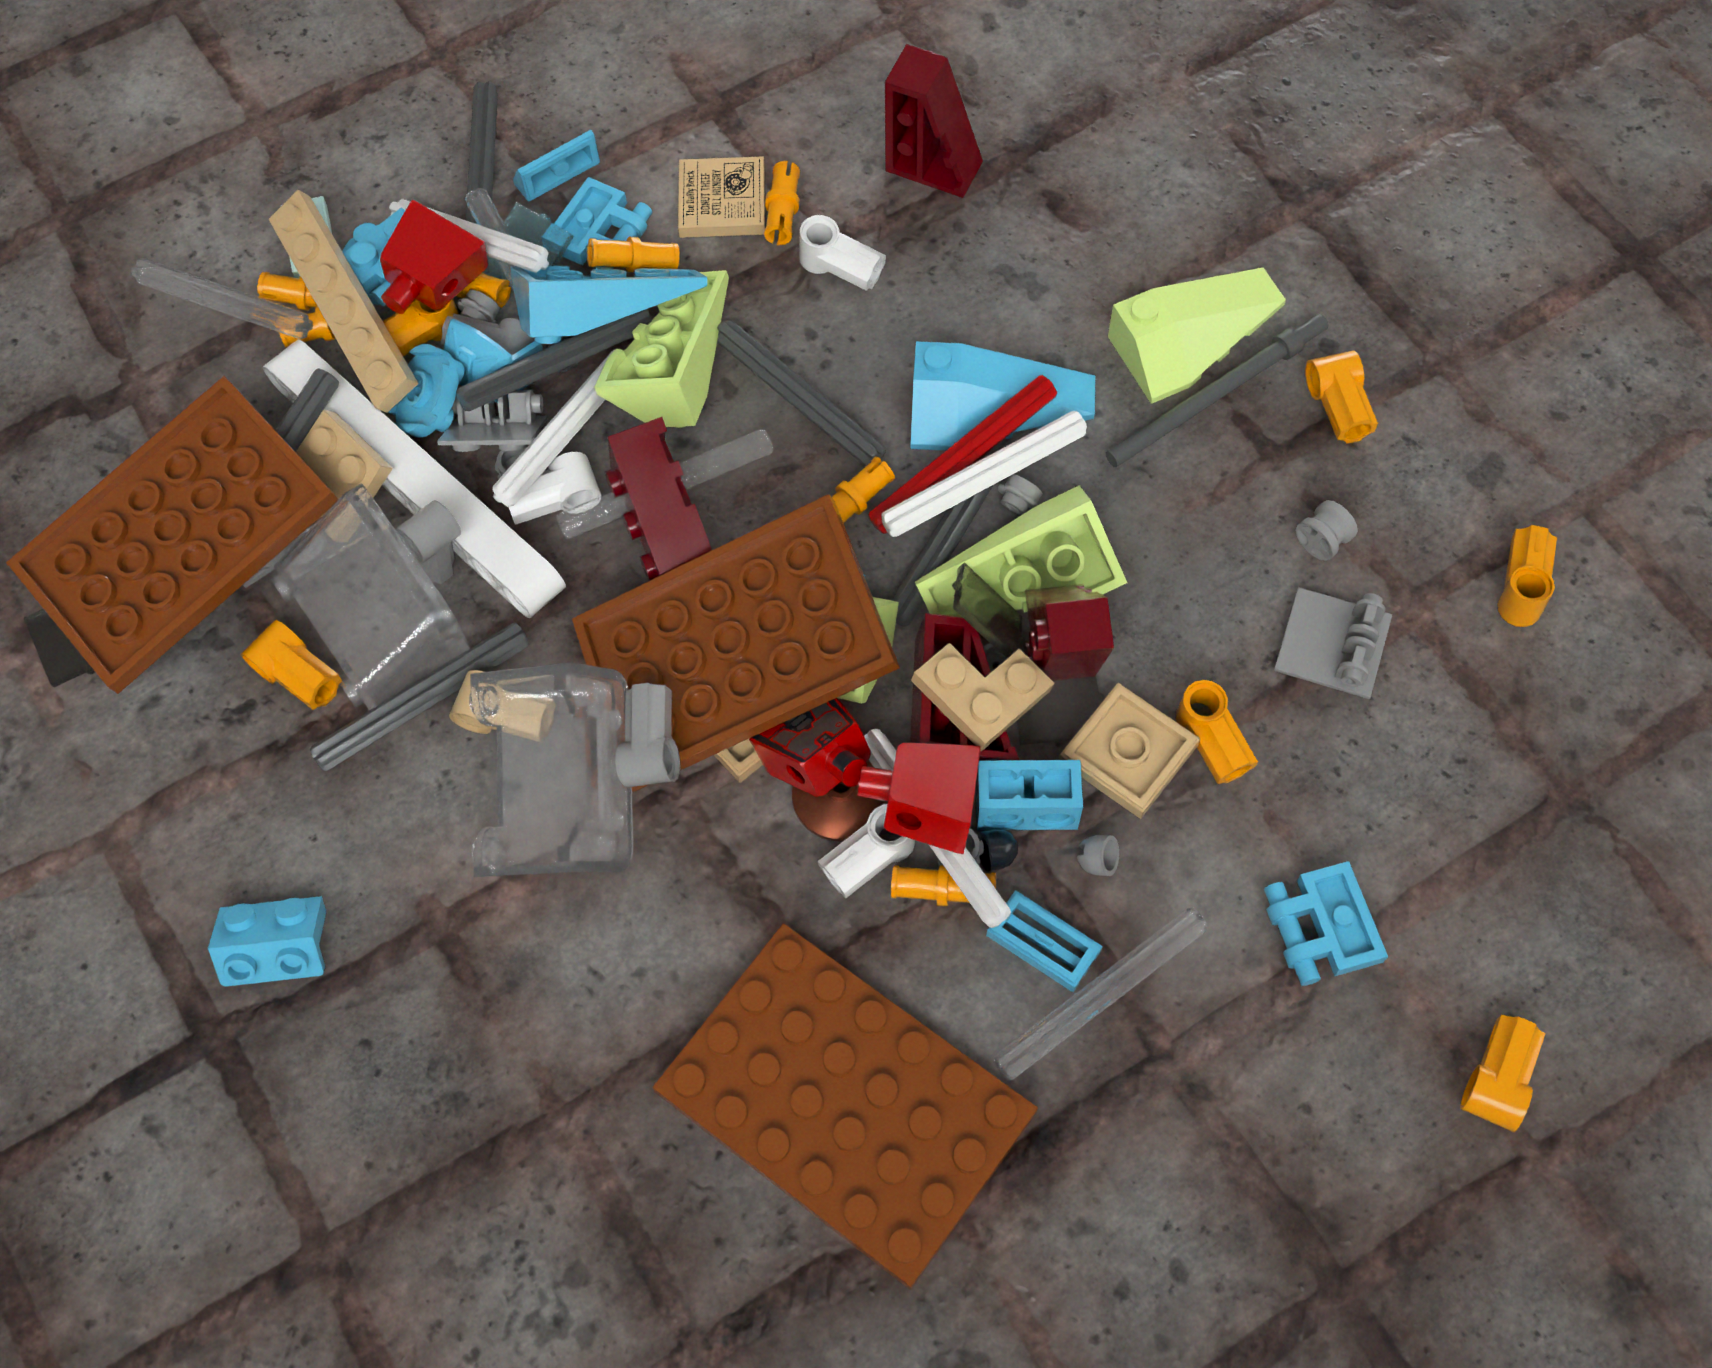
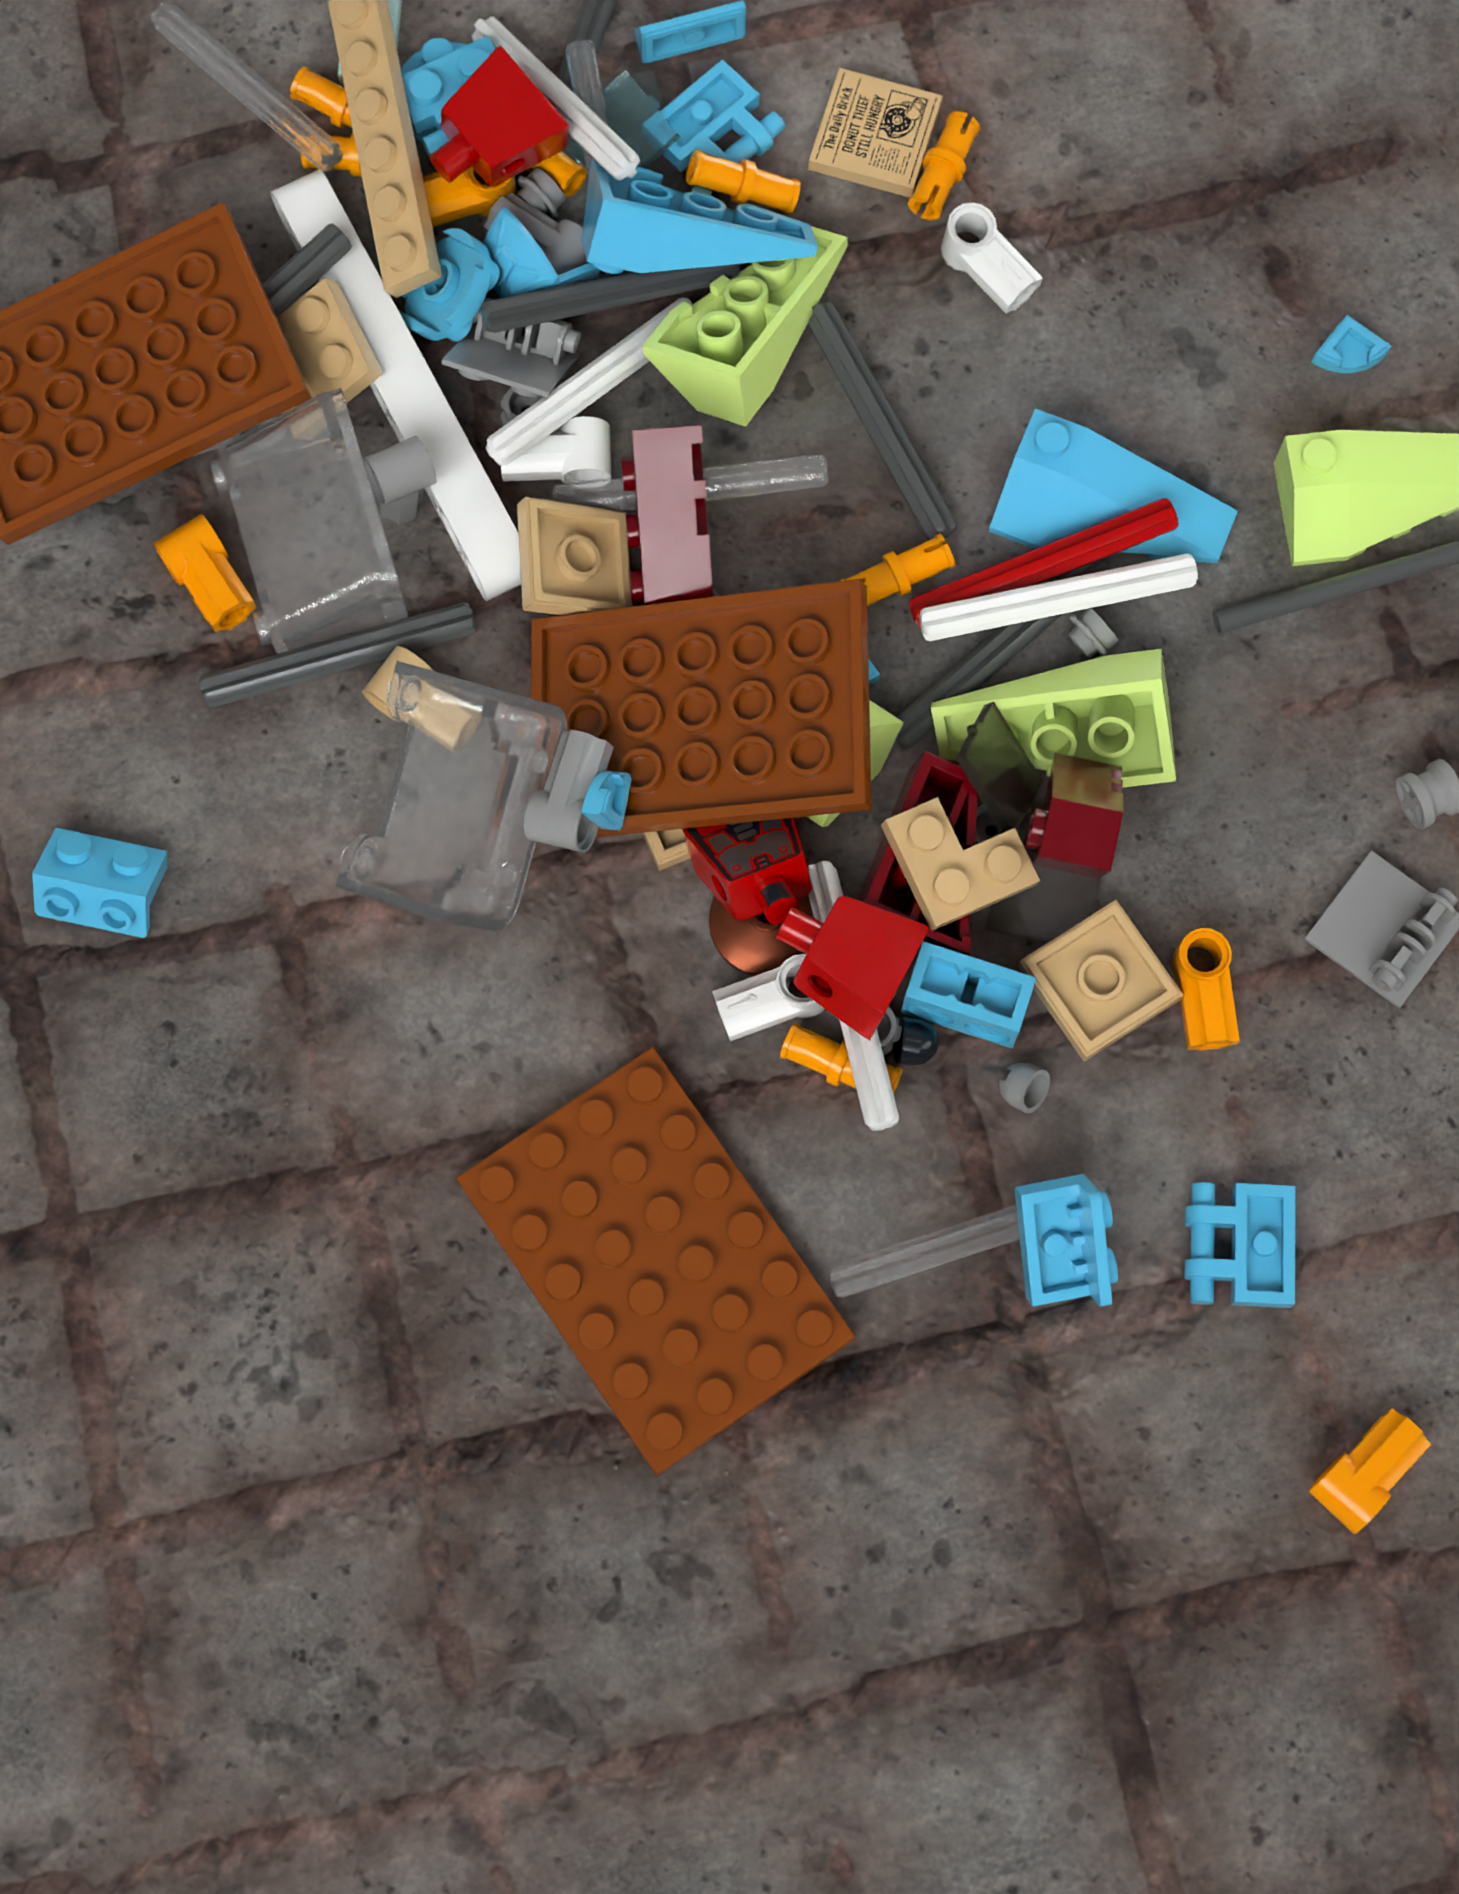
camera: 15 degrees right, 10 degrees up
(588, 560) = (572, 557): none -> tan tile
(680, 733) = (607, 799): none -> medium azure tile
(928, 125) = (1151, 127): dark red wedge -> none
(1036, 958) = (959, 1200): medium azure tile -> none
(1133, 240) = (1351, 349): none -> medium azure tile
(1184, 966) = (1065, 1241): none -> medium azure bracket

